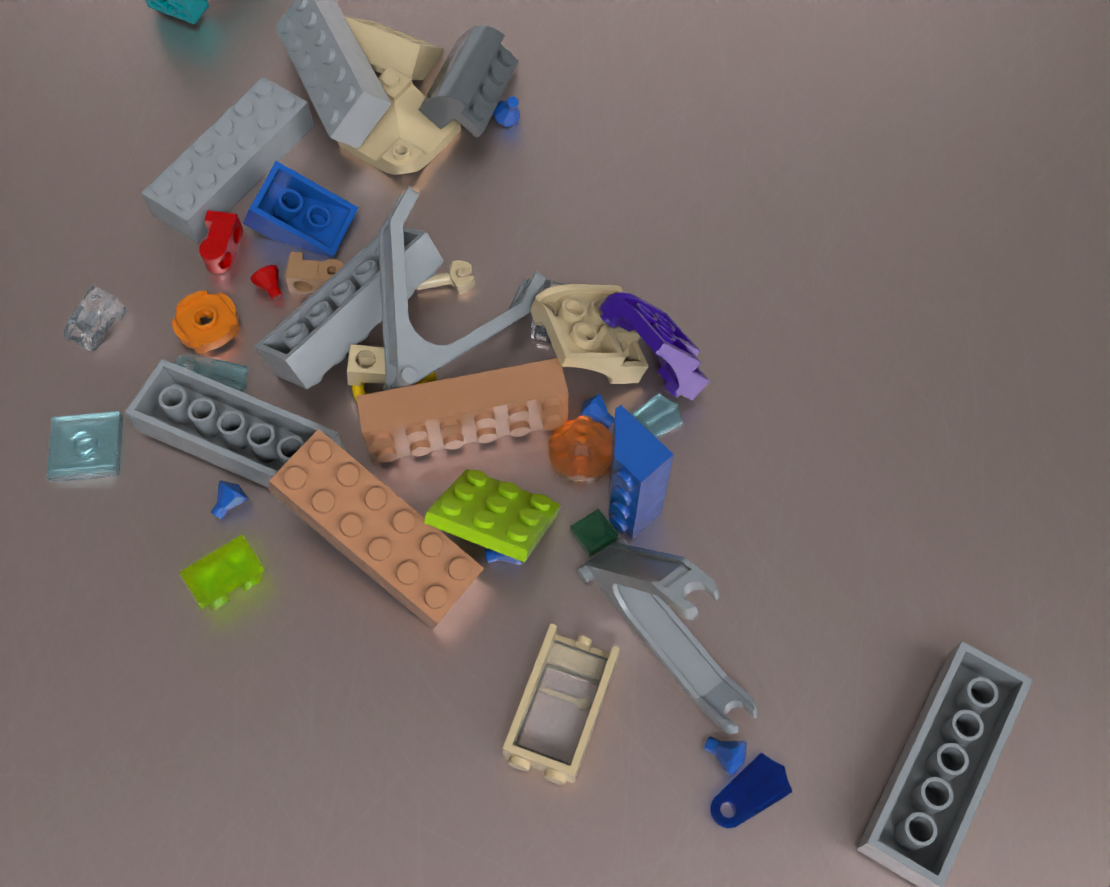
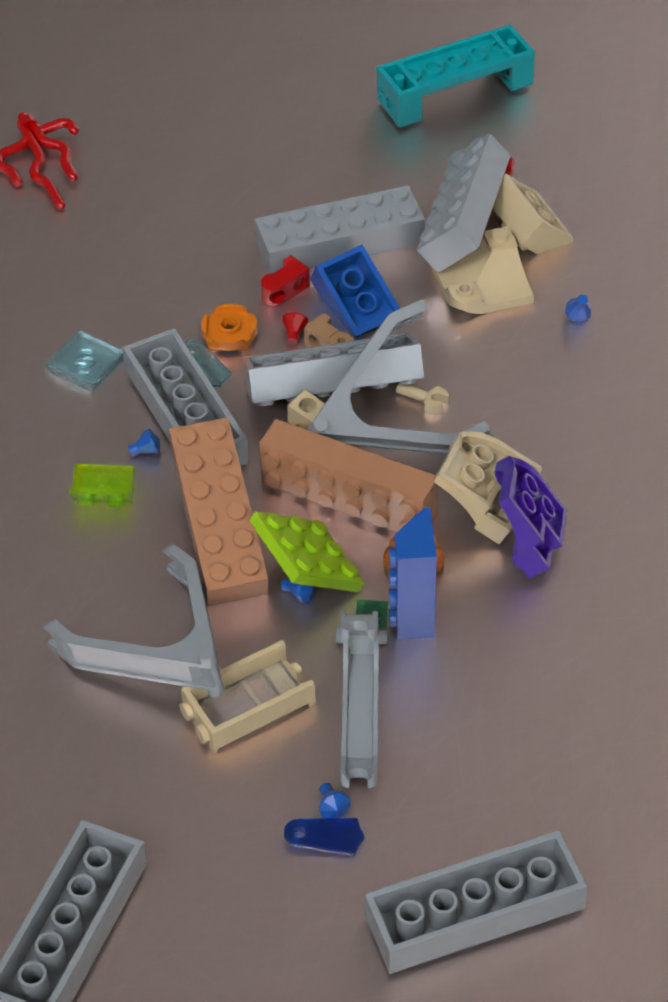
camera: 40 degrees right, 15 degrees down
(93, 318) = (157, 284): clear leg -> none
(470, 81) = (565, 269): dark grey brick -> none
(495, 718) = (185, 663): none -> light grey piece
(596, 409) = (448, 541): blue rock -> none
(659, 416) = (485, 575): clear light blue piece -> none

